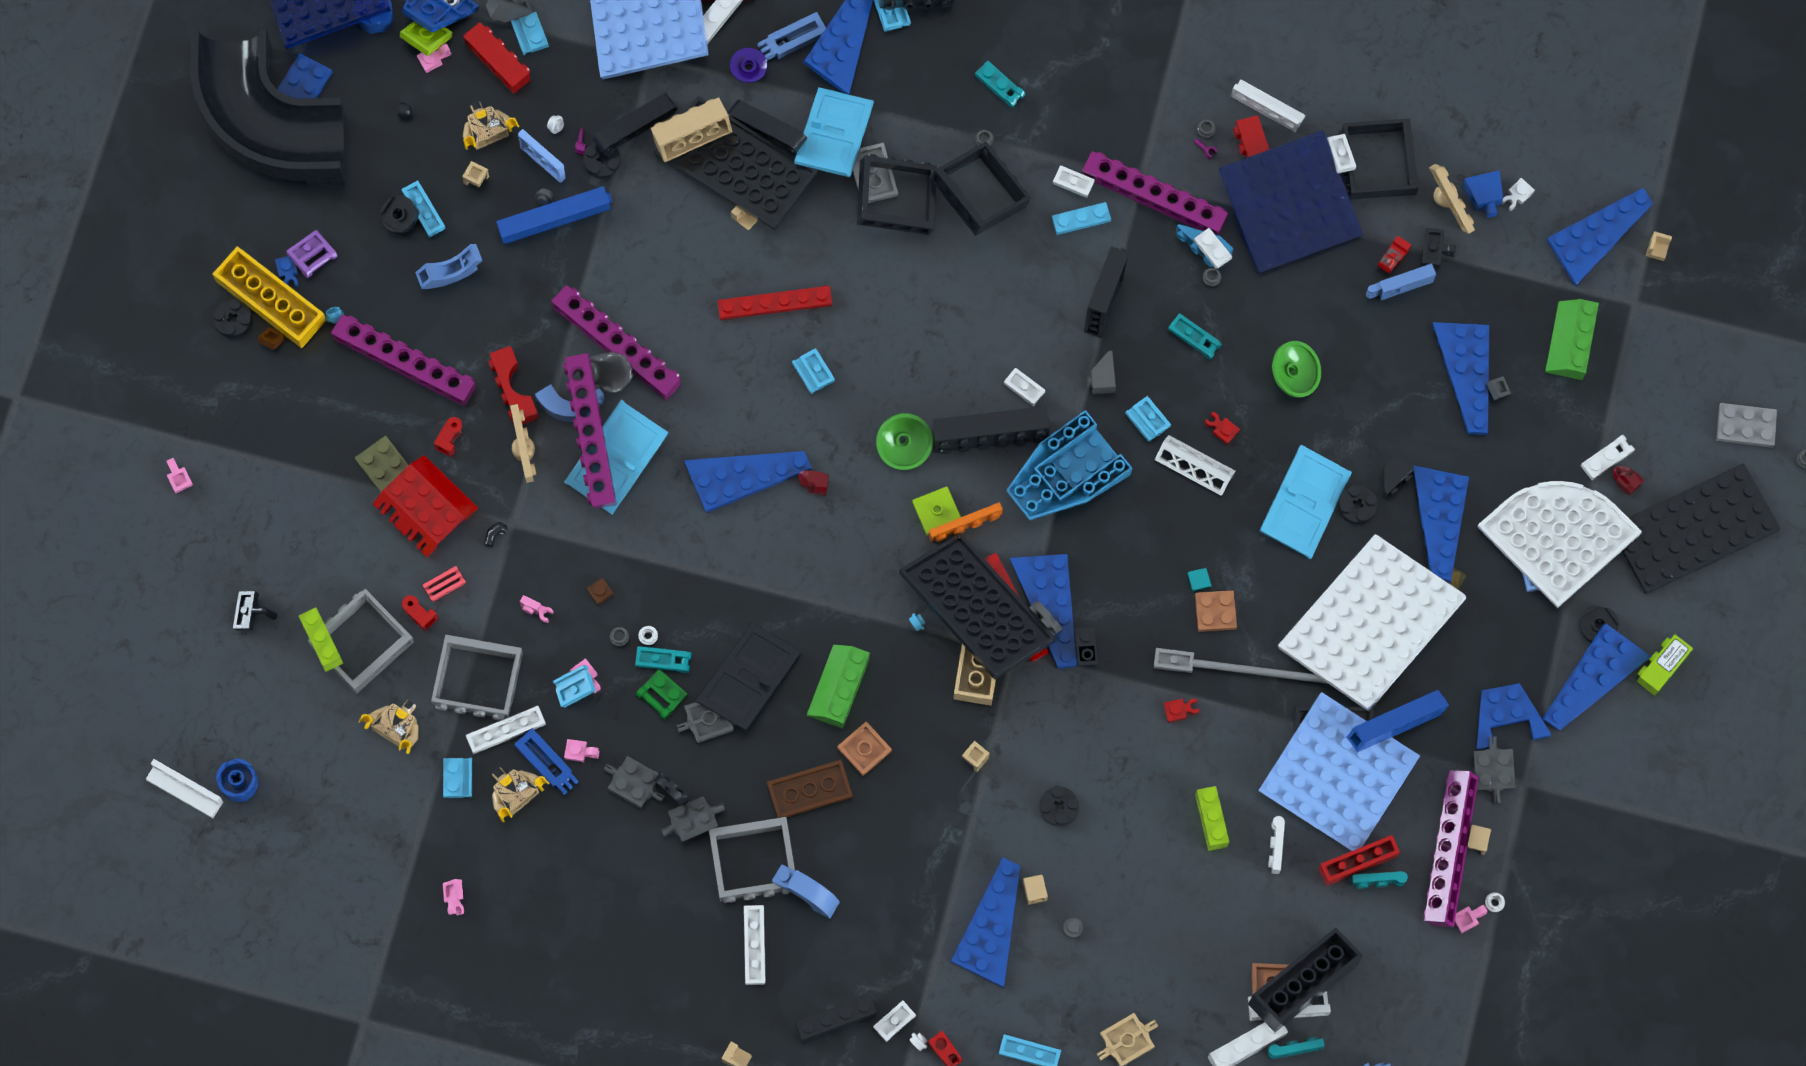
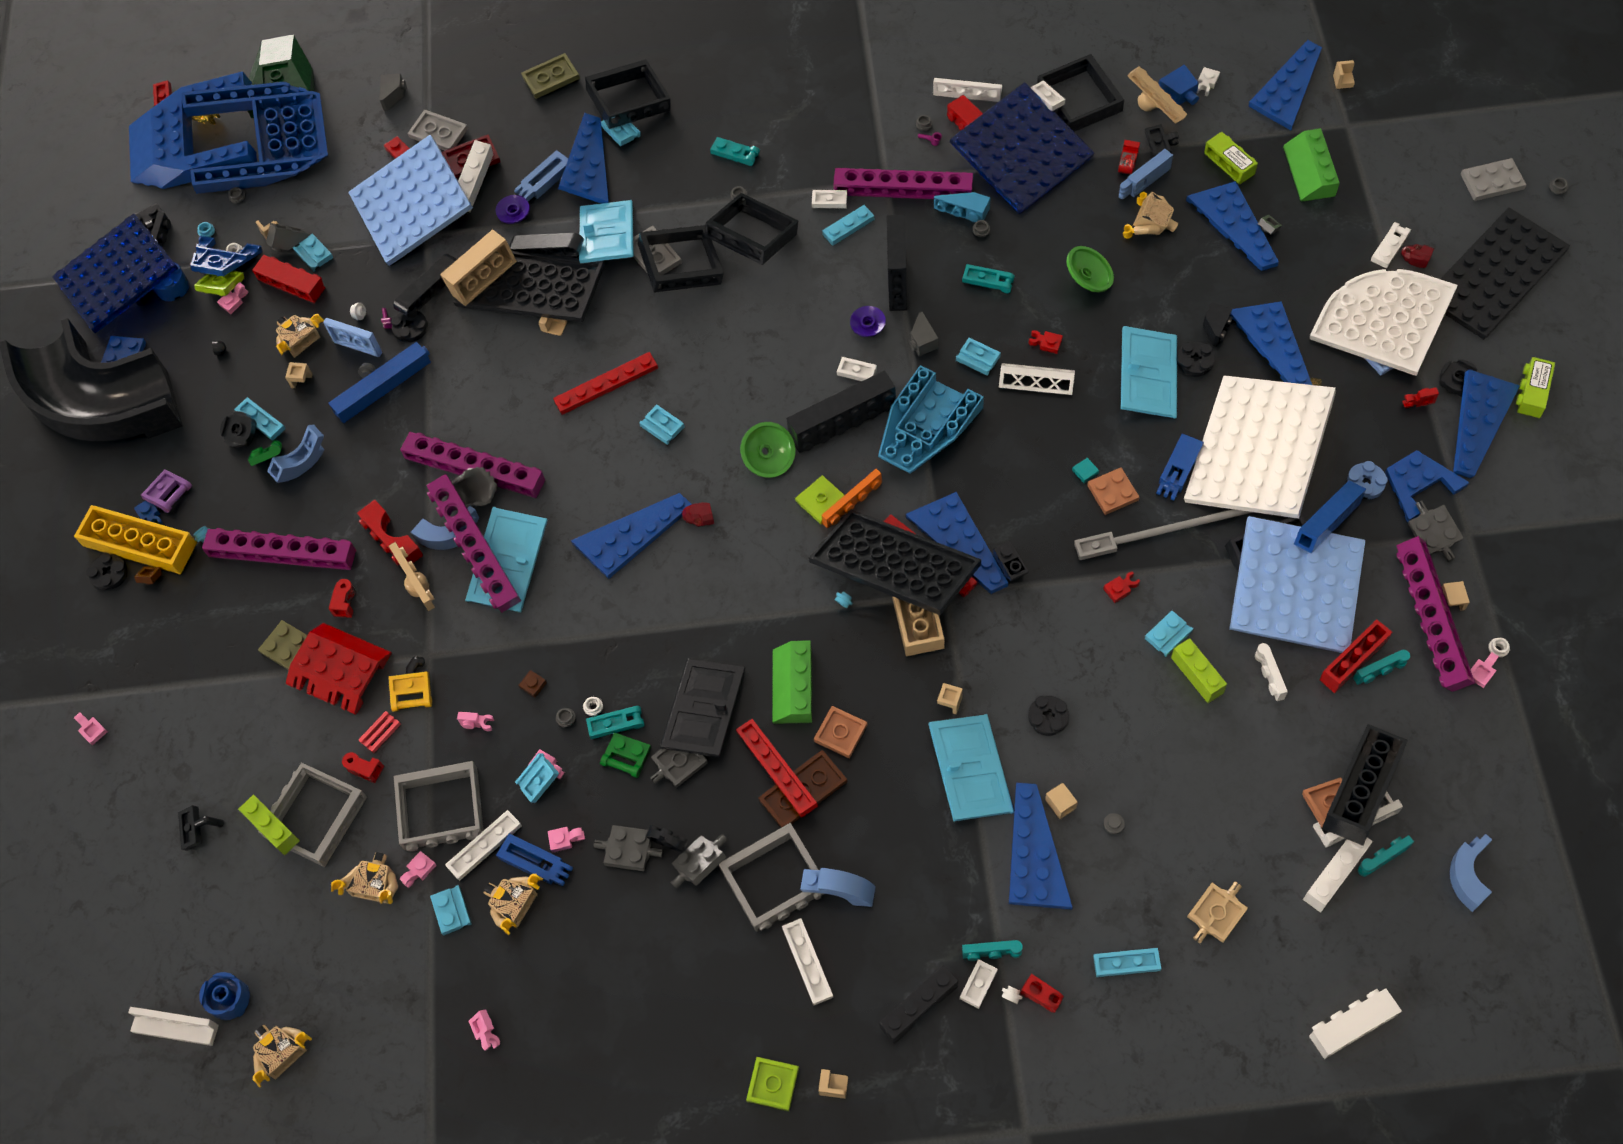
camera: 10 degrees left, 10 degrees down
(269, 845) = (276, 1051): none -> torso
(413, 252) = (259, 455): none -> green plate
(442, 728) = (419, 868): none -> bright pink plate
(486, 549) = (410, 684): none -> yellow plate
(685, 1037) = (772, 1083): none -> lime plate
(793, 761) = (777, 768): none -> red plate
(919, 997) = (992, 949): none -> teal plate
(968, 827) = (970, 767): none -> medium azure door
(1045, 617) = (960, 544): dark grey plate -> none
(1056, 329) = (867, 315): none -> dark purple dish
(1203, 771) = (1168, 633): none -> medium azure plate
(1212, 248) = (973, 202): white plate -> none
(1294, 606) = (1183, 458): none -> blue hinge
(1386, 333) = (1152, 217): none -> tan torso
(1463, 685) = (1373, 473): none -> medium blue plate
(1497, 296) = (1230, 158): none -> lime brick
(1553, 632) = (1423, 397): none -> red plate

